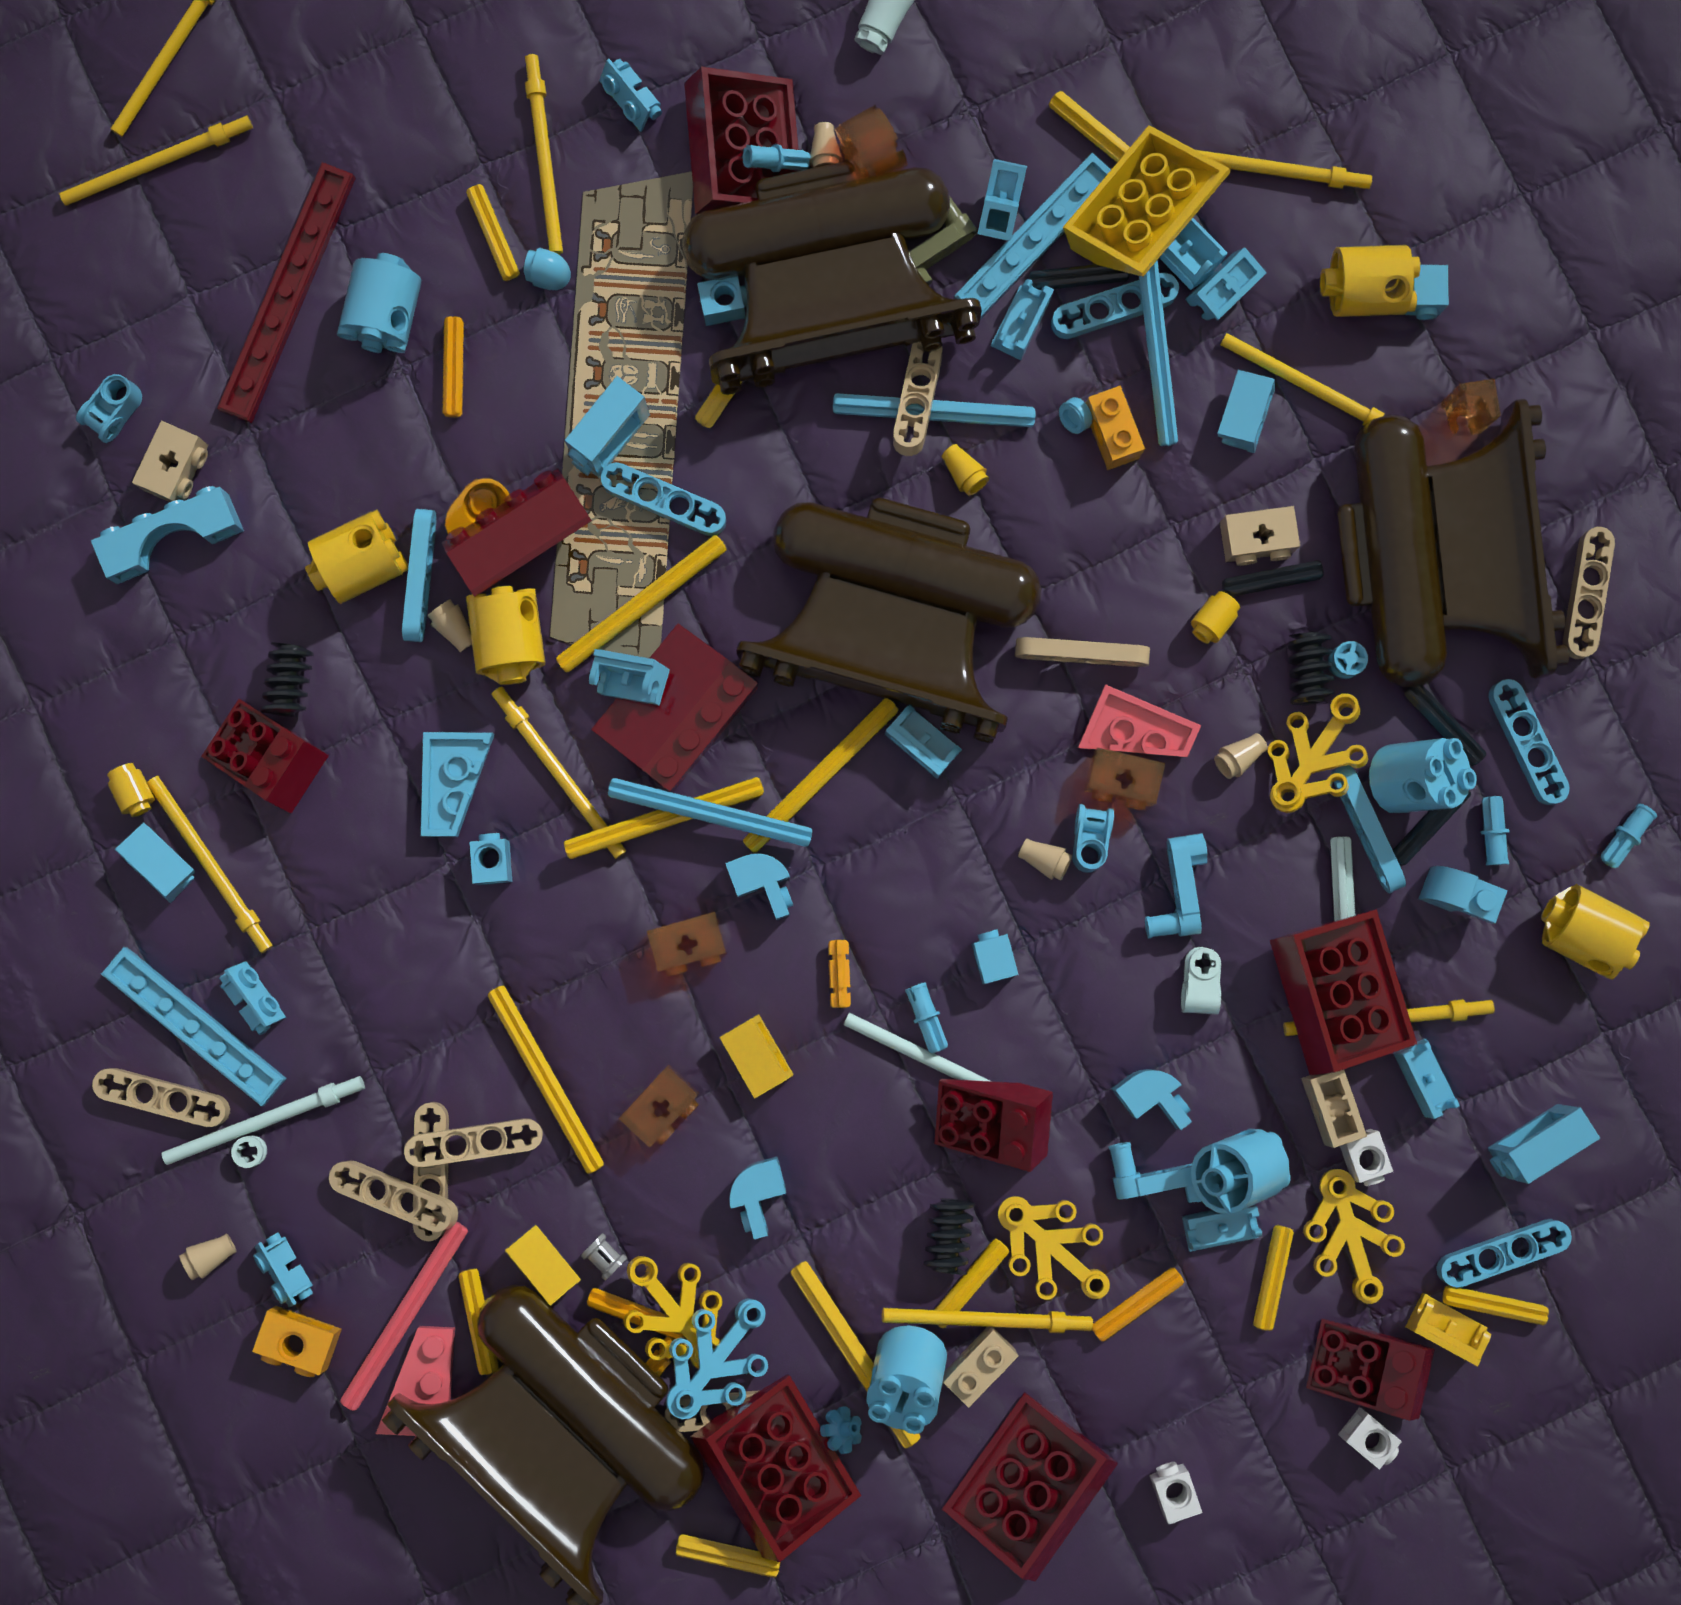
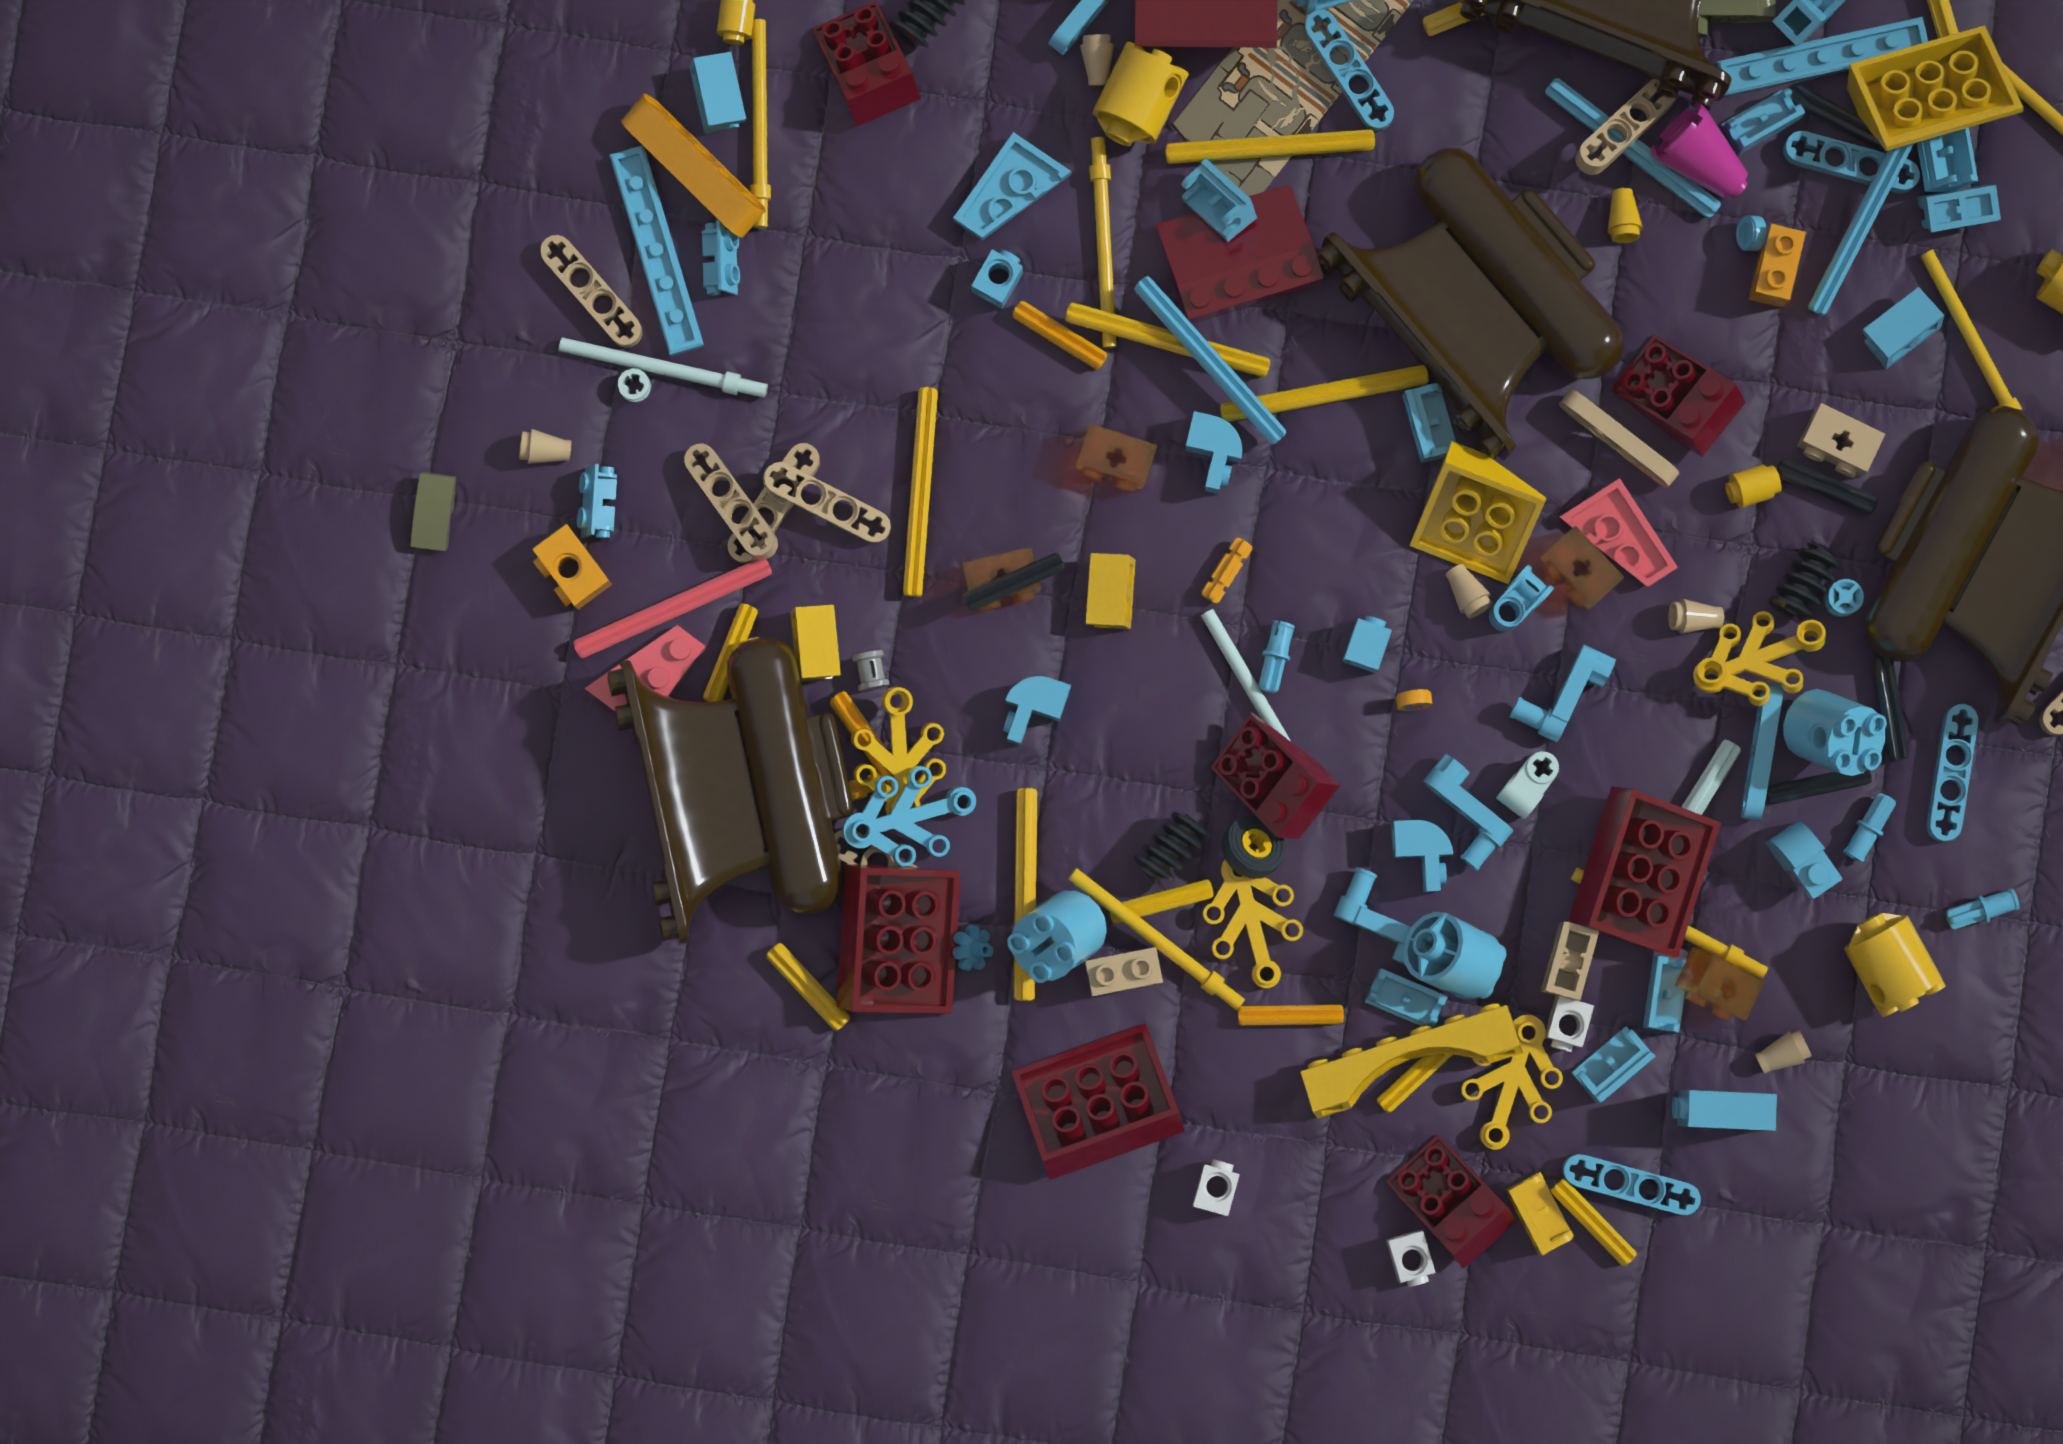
camera: 40 degrees right, 0 degrees up
(148, 1372) = (433, 511): none -> olive slope
(175, 937) = (693, 165): none -> light orange beam
(573, 872) = (1059, 335): none -> light orange axle
(672, 1106) = (1013, 581): none -> black axle
(992, 377) = (1701, 153): none -> dark pink cone
(1010, 1205) = (1244, 860): none -> black bush
(1012, 791) = (1478, 514): none -> yellow slope
(1062, 977) = (1414, 700): none -> light orange tile
(1106, 584) = (1679, 395): none -> dark red slope
(1133, 1026) = (1493, 831): none -> medium azure beam
(1218, 1335) = (1340, 1083): none -> yellow arch
(1424, 1166) = (1612, 1064): none -> medium azure hinge
(1466, 1044) = (1719, 984): none -> clear orange brick
(1552, 1061) = (1784, 1052): none -> tan cone

